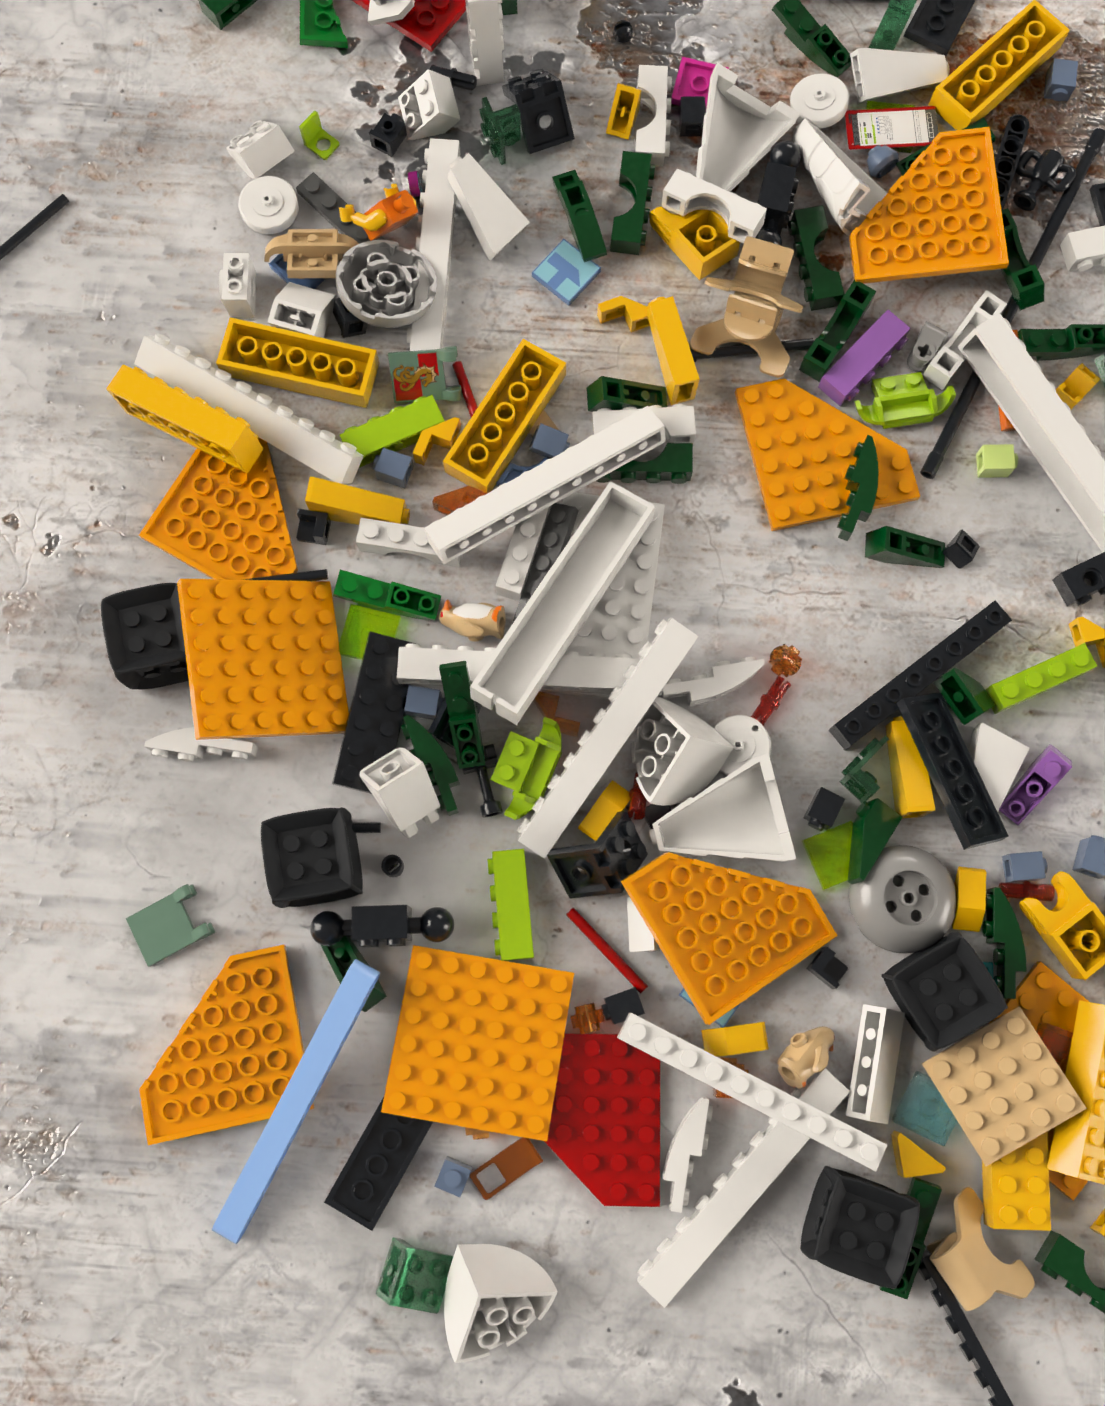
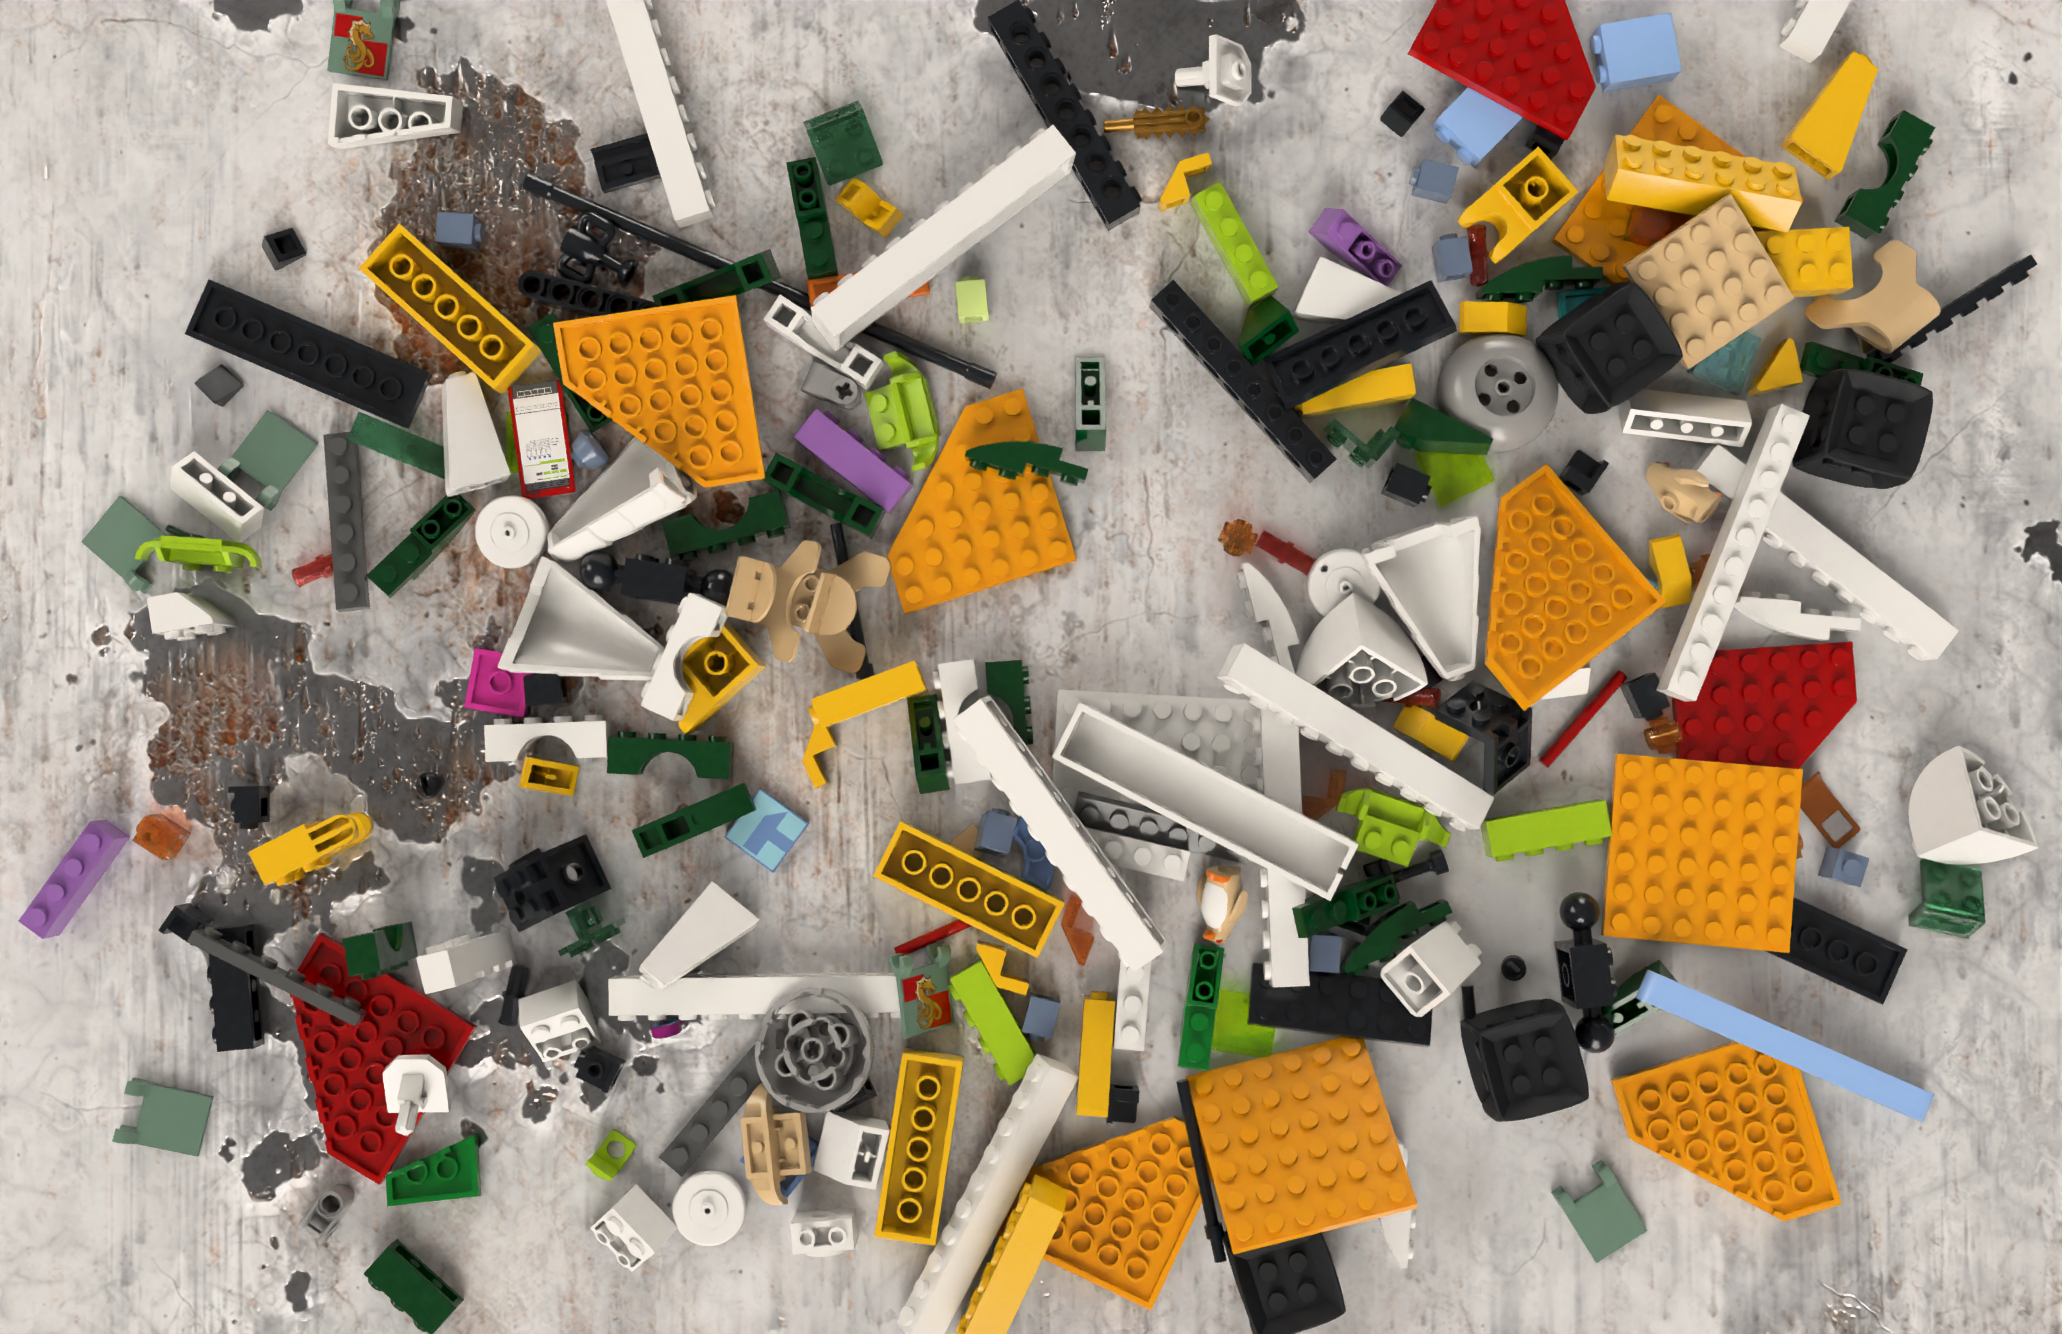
camera: 90 degrees left, 10 degrees up
(386, 215) = (720, 1058): torso -> none
(961, 549) = (1082, 337): black slope -> none

